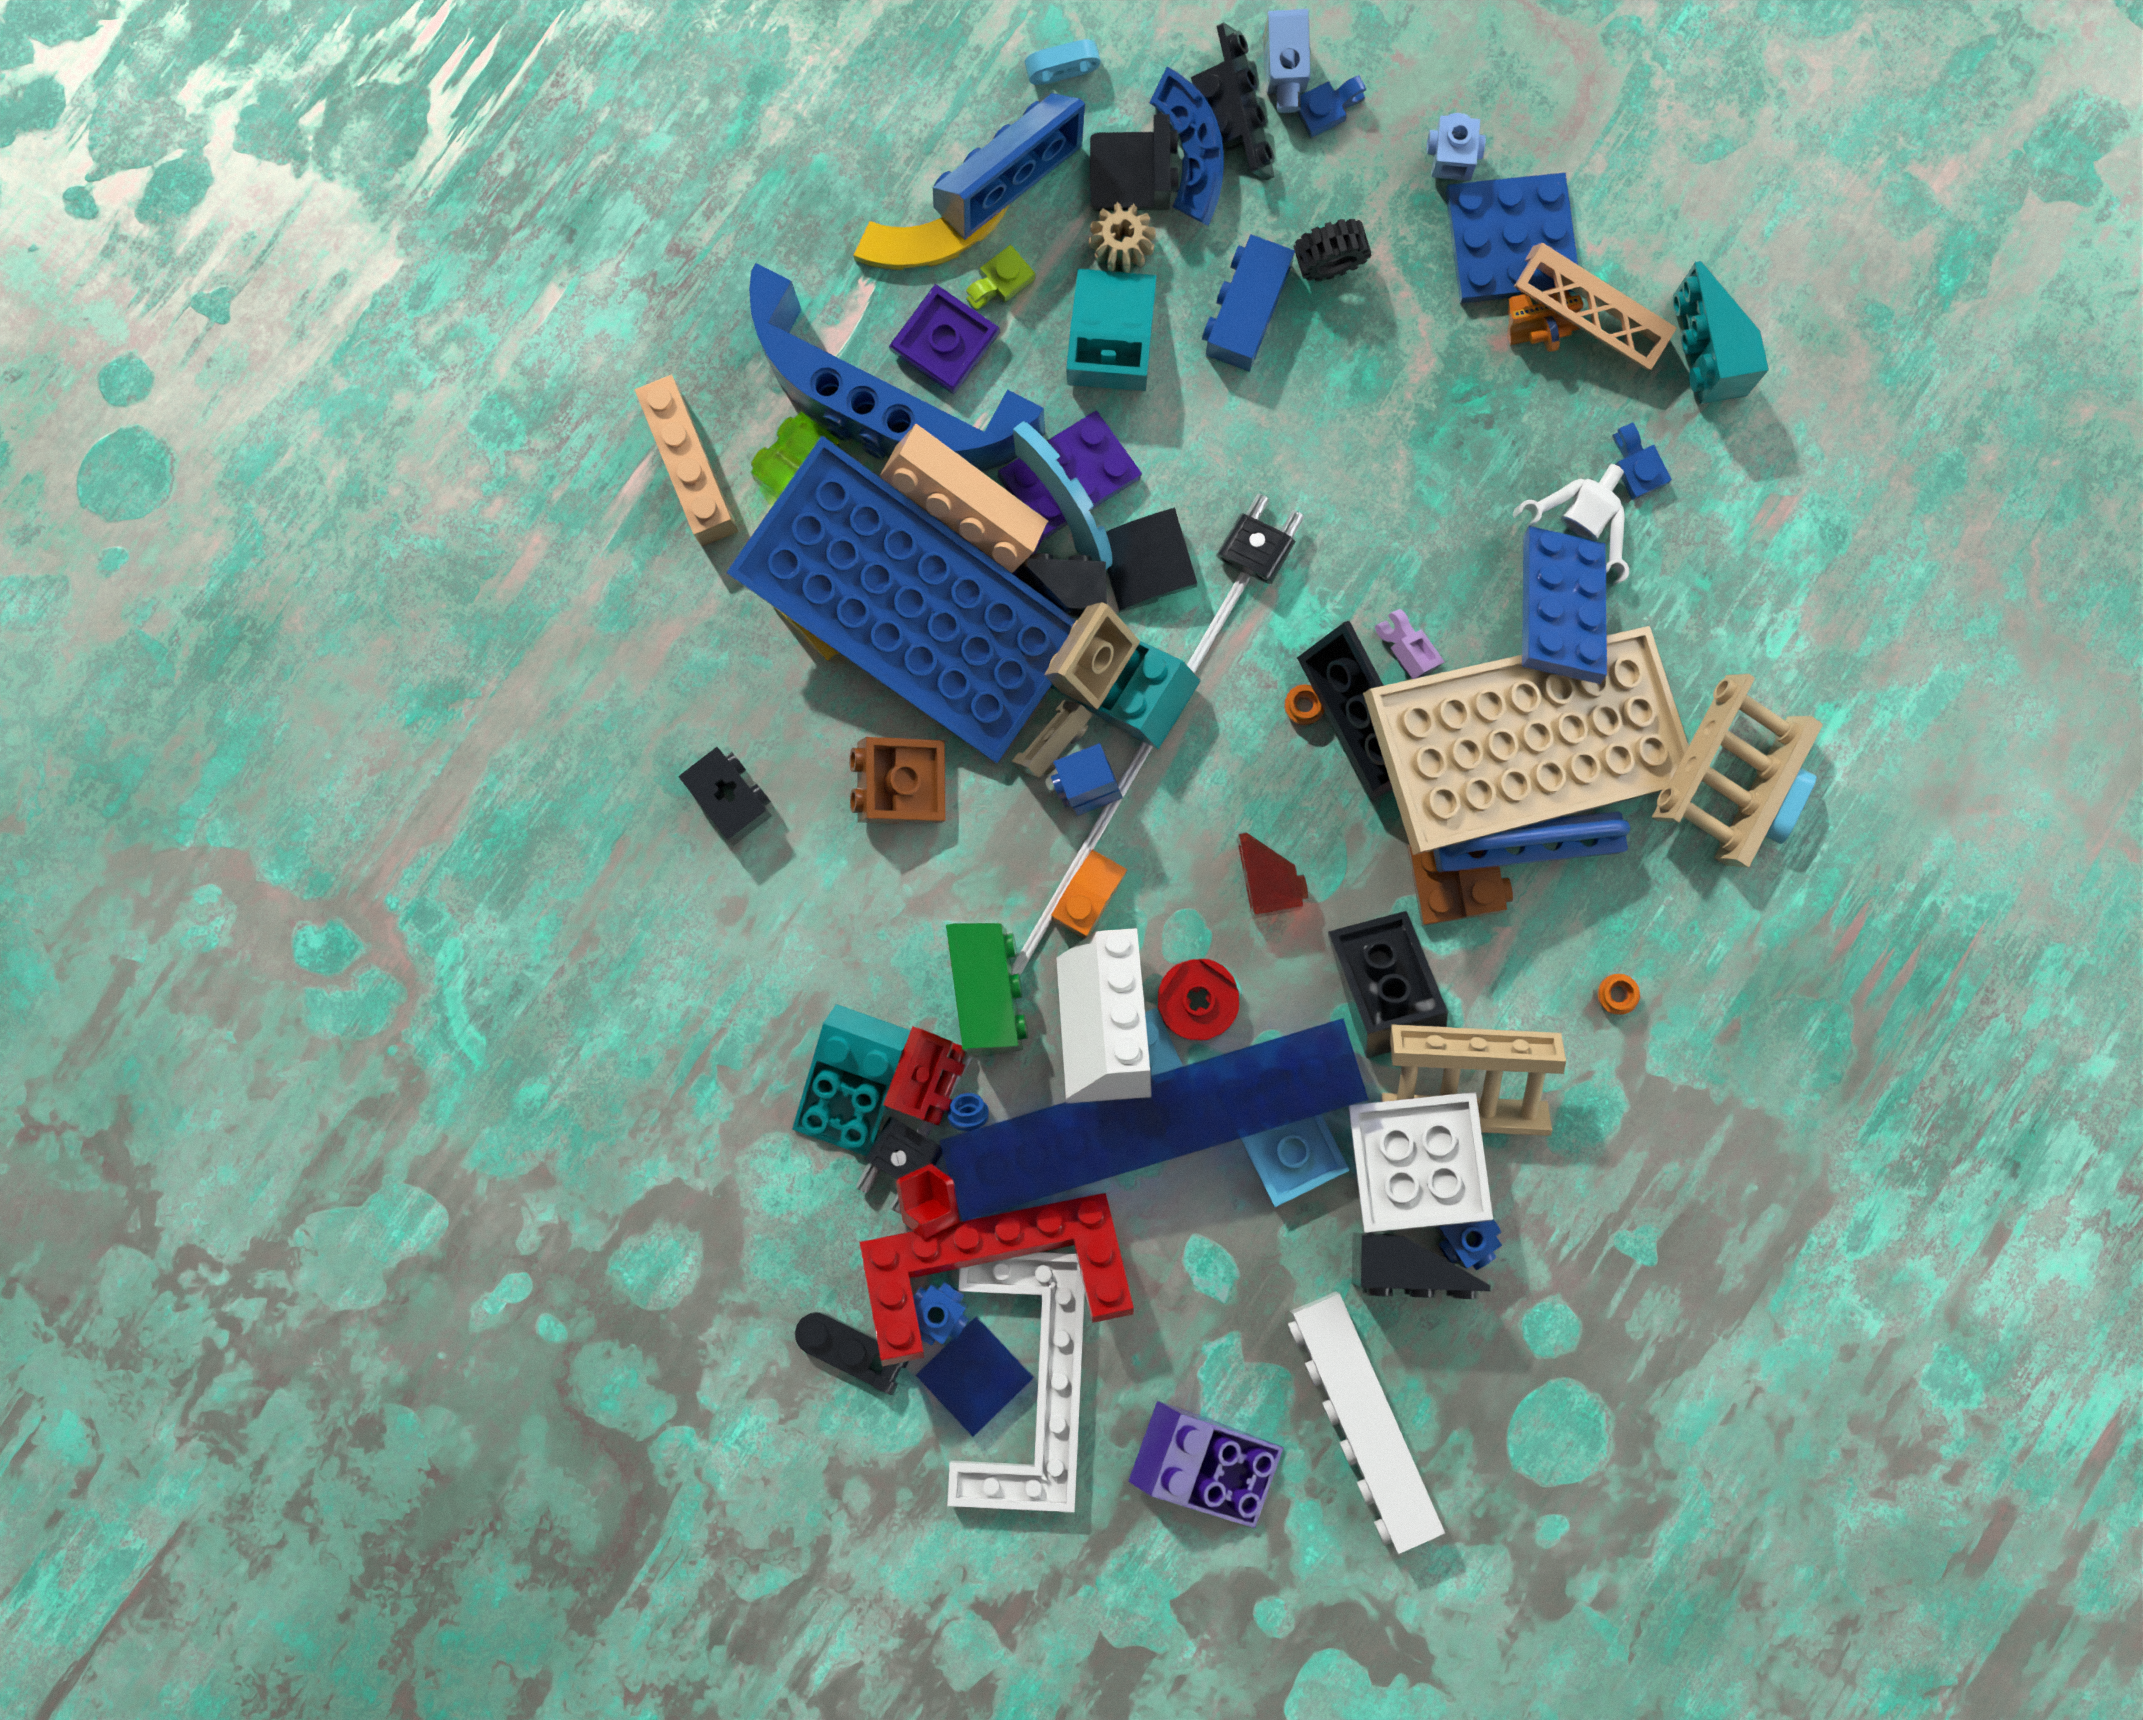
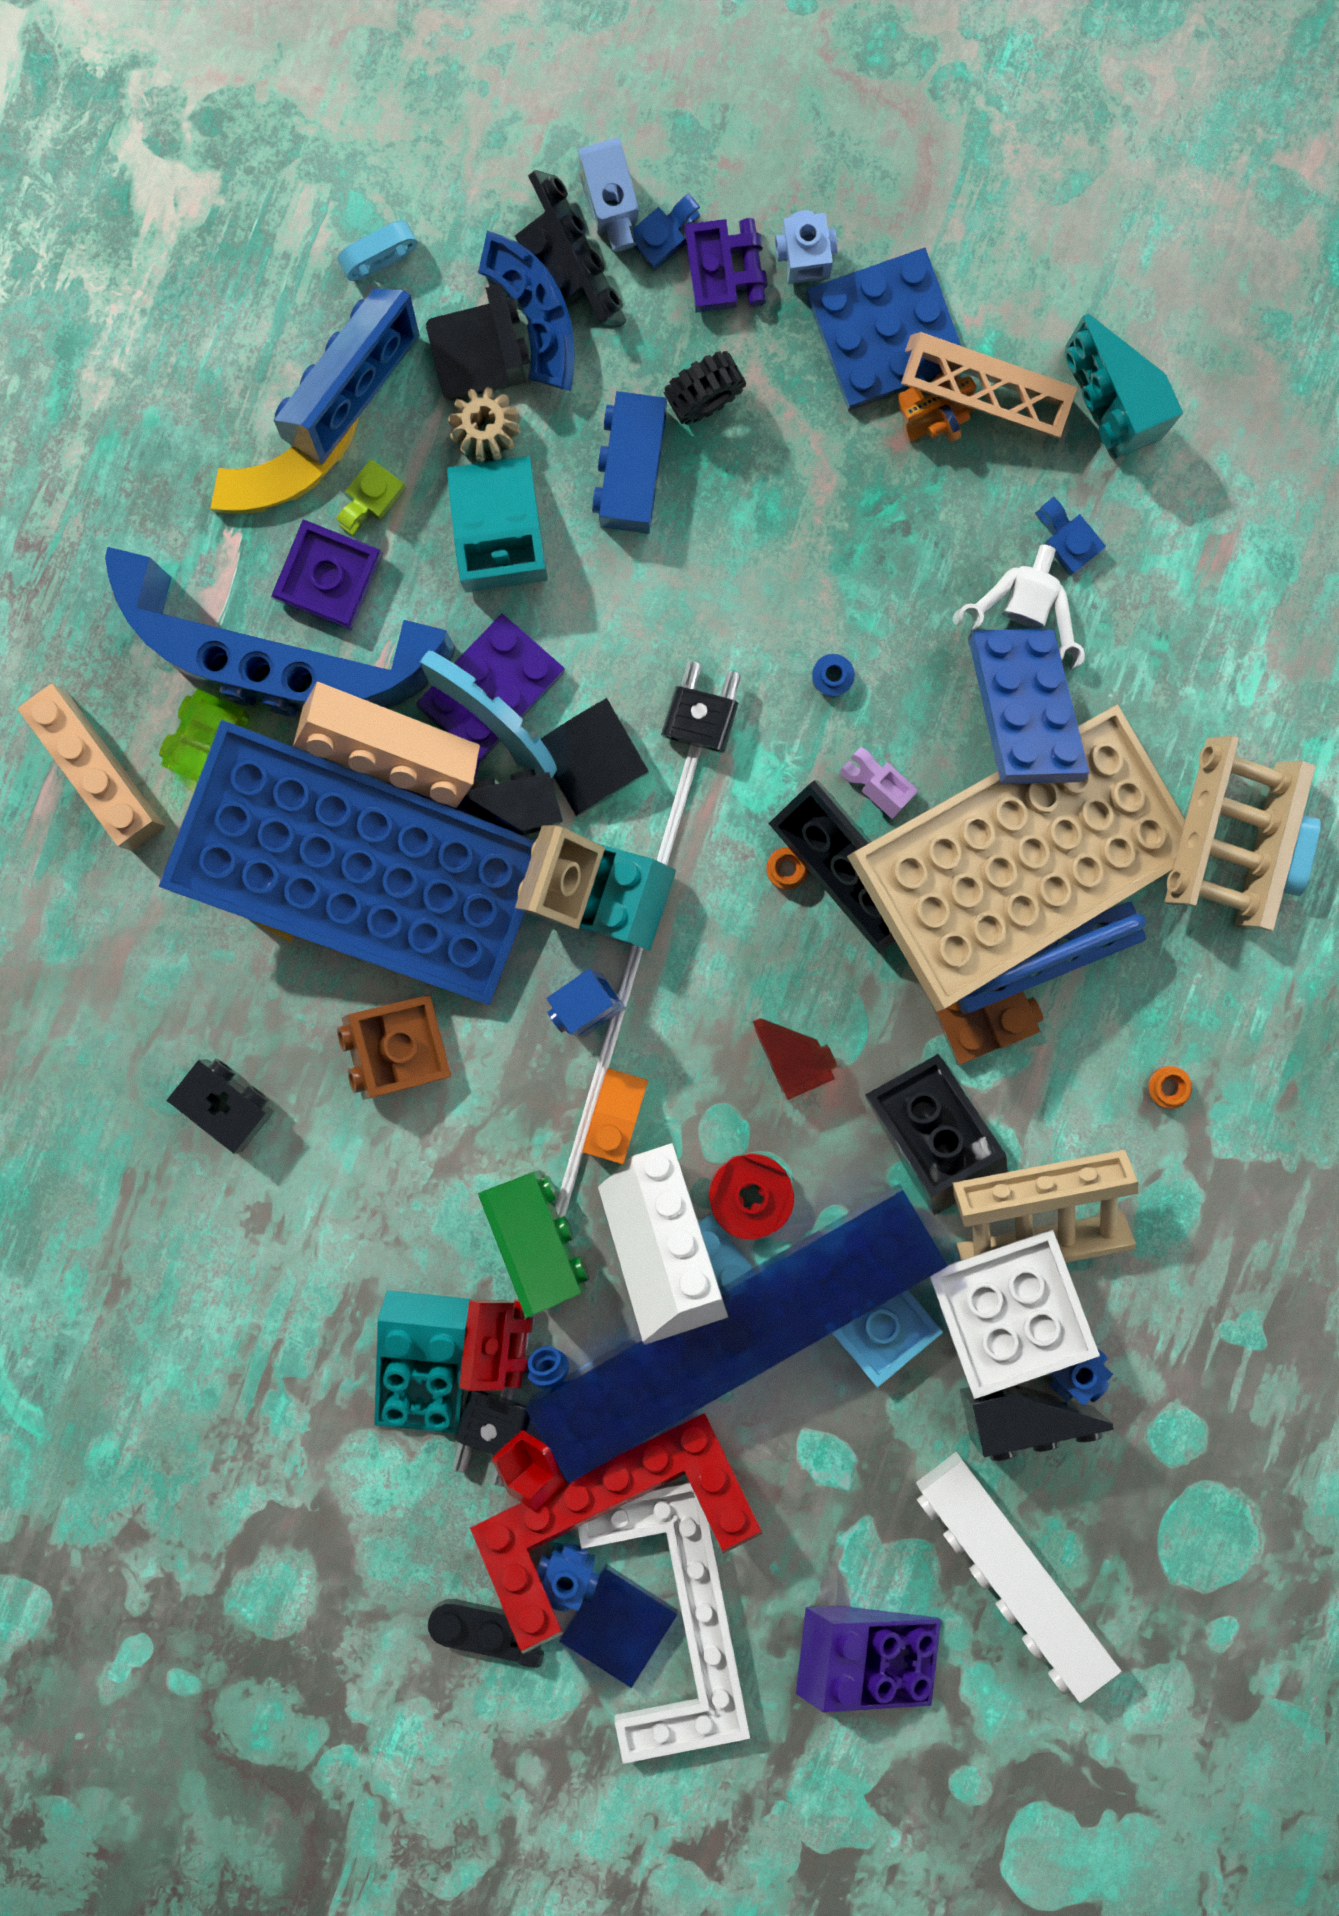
camera: 20 degrees left, 5 degrees up
(1063, 729) = (534, 984): dark tan plate -> none
(1364, 146) = (712, 268): none -> dark purple plate
(1386, 549) = (829, 687): none -> blue plate

